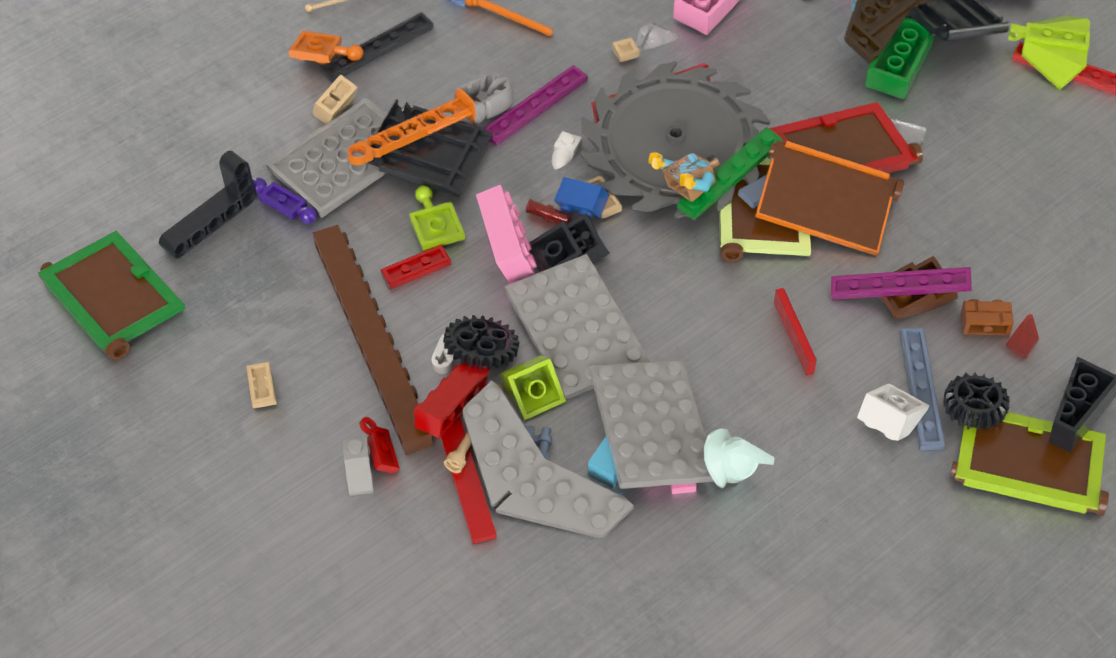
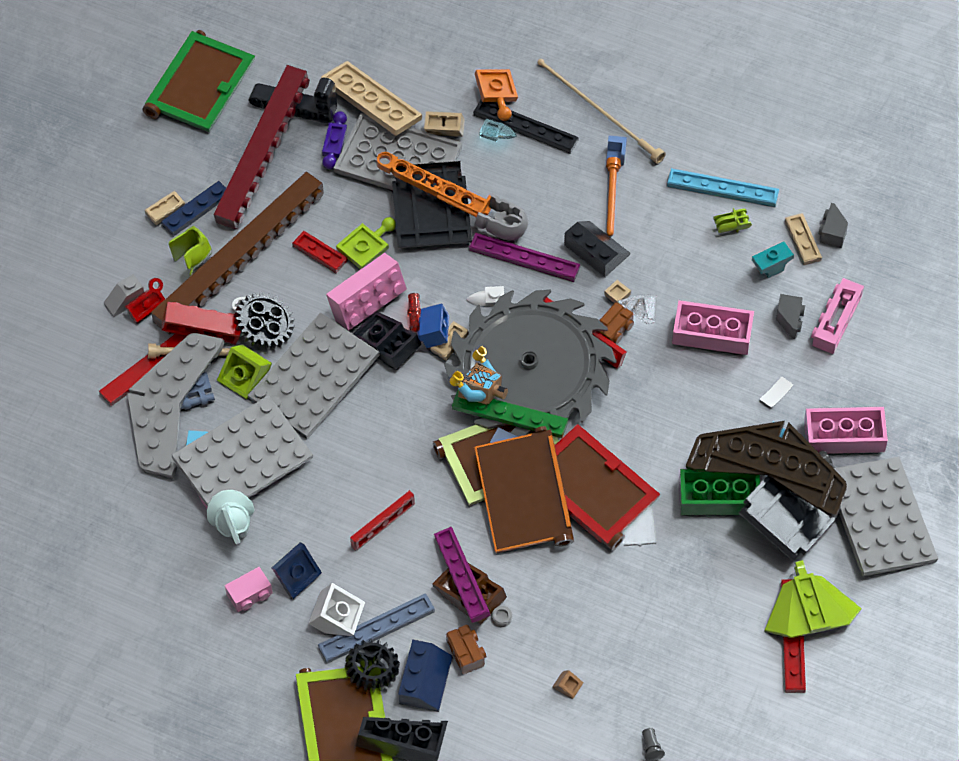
camera: 65 degrees right, 5 degrees up
(253, 261) = (261, 147): none -> dark red brick
(258, 145) = (373, 98): none -> tan plate
(280, 358) = (194, 209): none -> dark blue plate
(351, 363) = (197, 254): none -> lime piece
(369, 68) = (494, 130): none -> clear light blue plate
(563, 47) = (595, 247): none -> black slope
(659, 54) = (617, 321): none -> dark orange brick
(823, 427) = (296, 570): none -> dark blue tile
(823, 484) = (248, 589): none -> bright pink brick
(1005, 365) = (425, 676): none -> dark blue slope
(1024, 337) = (462, 683): clear red slope -> none
(1057, 254) = (568, 684): none -> medium nougat slope

